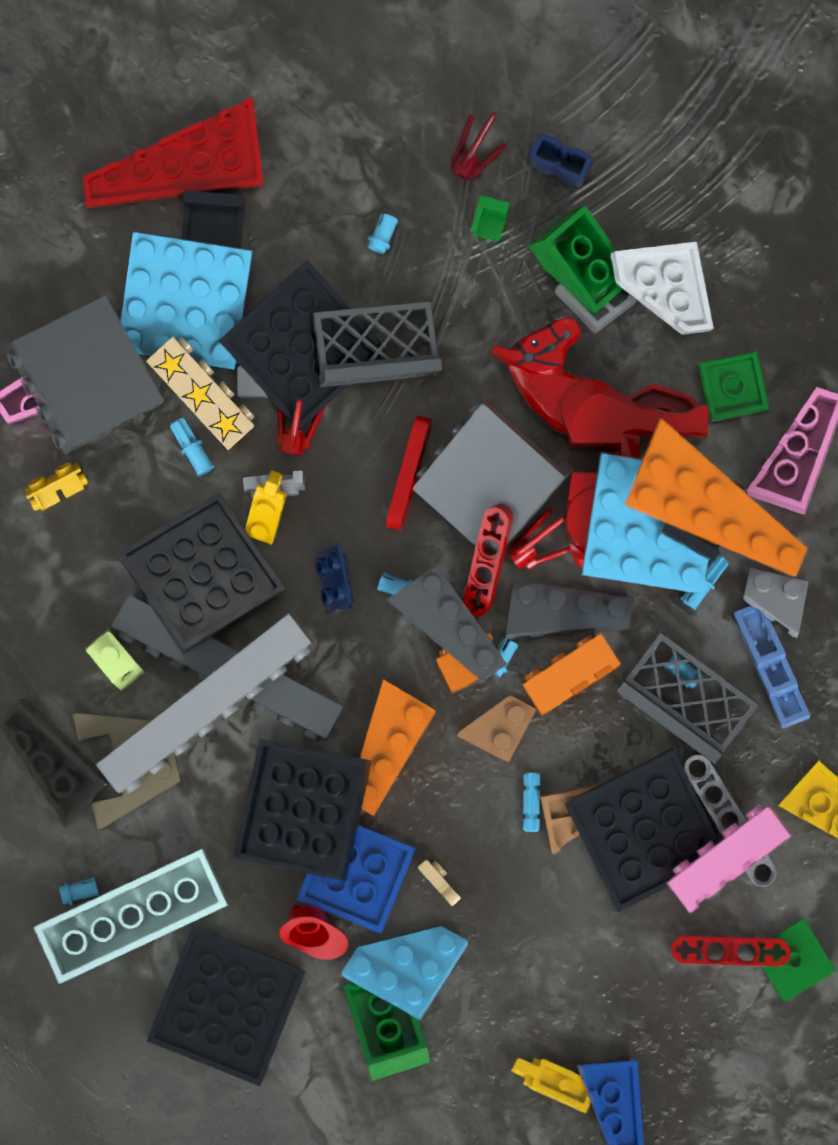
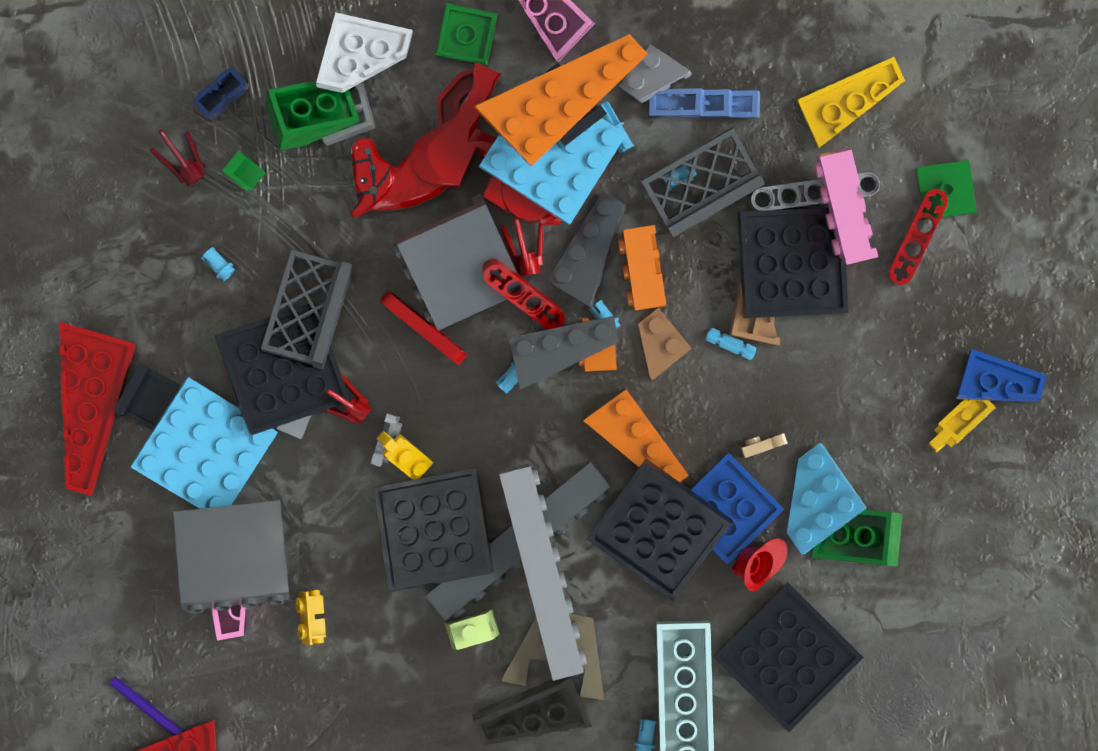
camera: 70 degrees left, 5 degrees up
(191, 446) = (326, 493): medium azure axle -> none
(200, 392) = (286, 467): tan brick -> none
(335, 590) = (474, 423): dark blue hinge -> none

